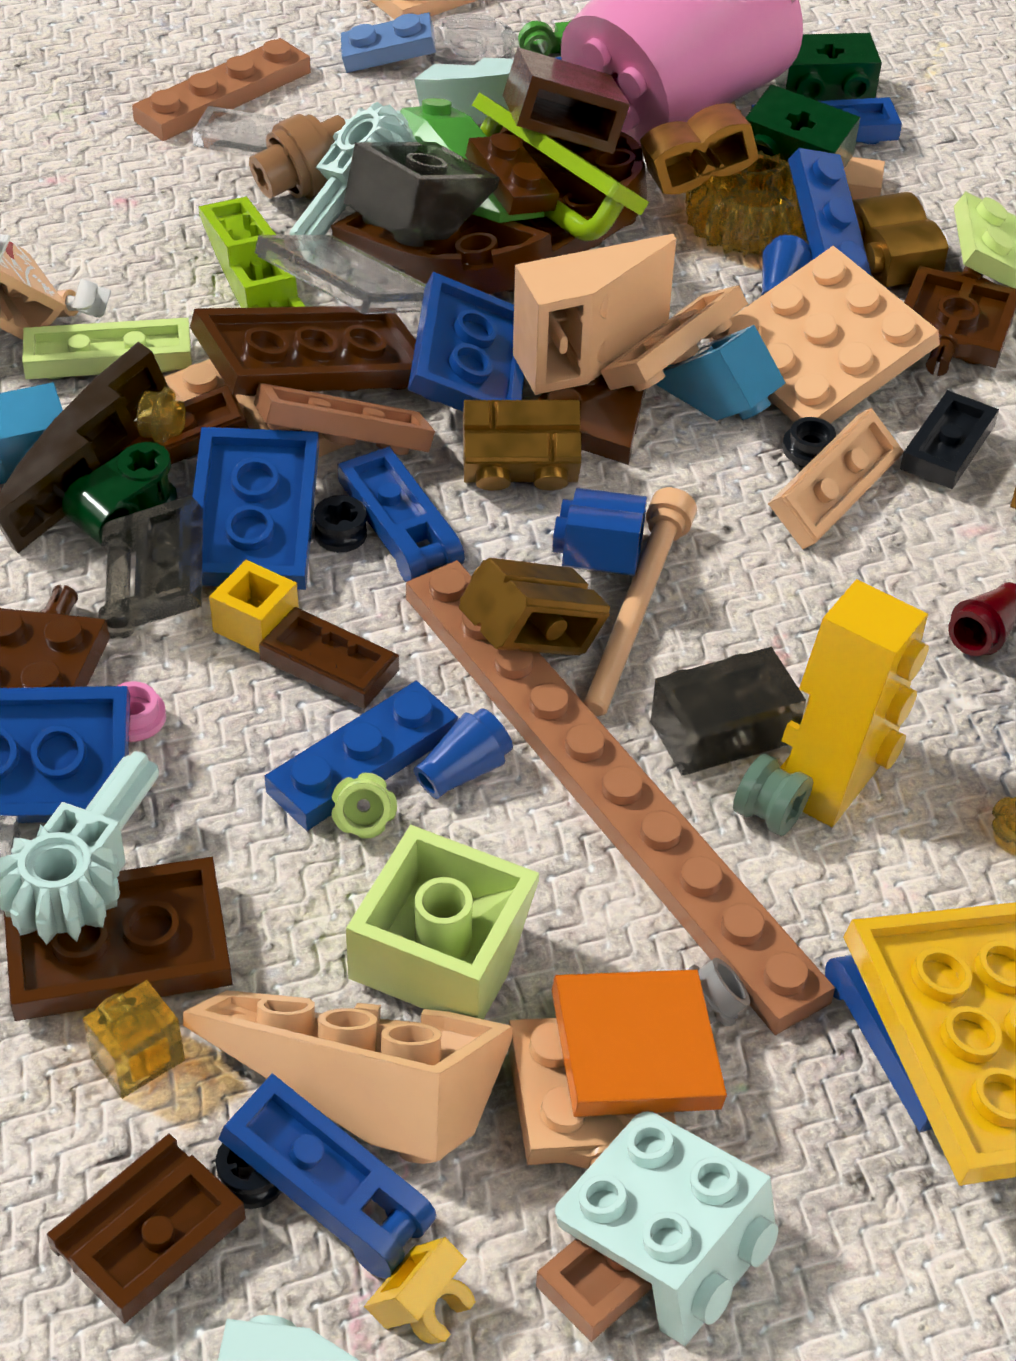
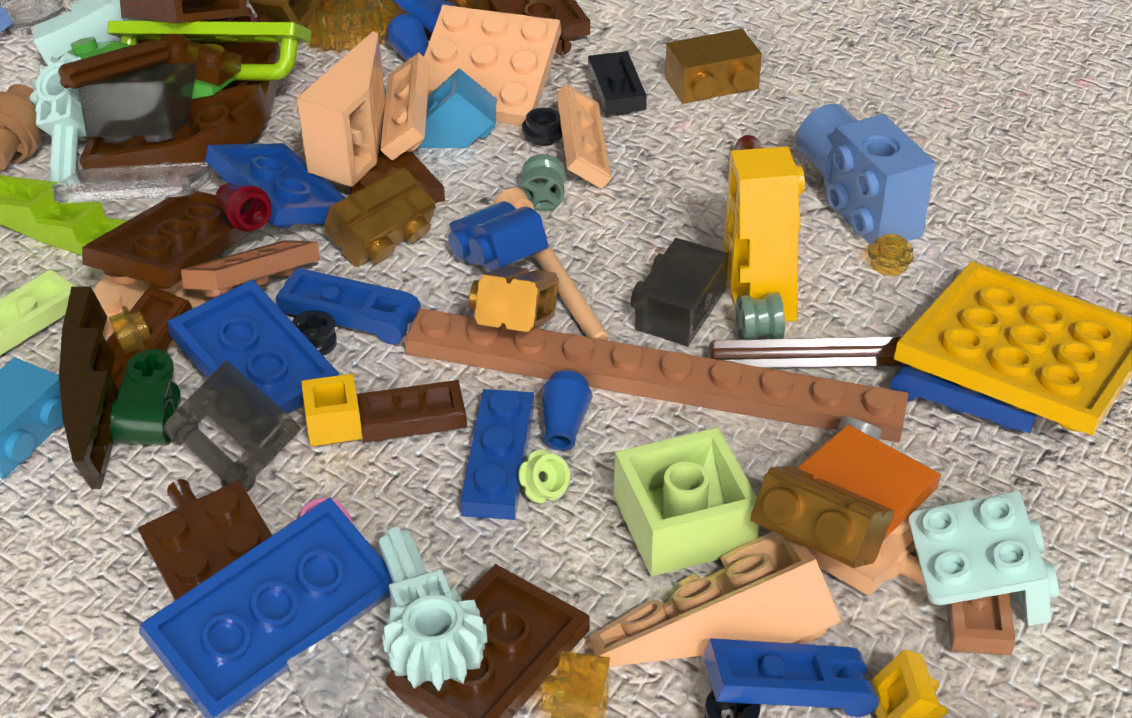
camera: 40 degrees left, 5 degrees down
(391, 354) = (244, 206): none -> dark red cone
(408, 138) = (113, 64): none -> reddish brown axle
(519, 1039) = (821, 516): none -> pearl gold brick
(729, 503) = (550, 190): none -> sand green wheel
(775, 859) = (808, 352): none -> axle

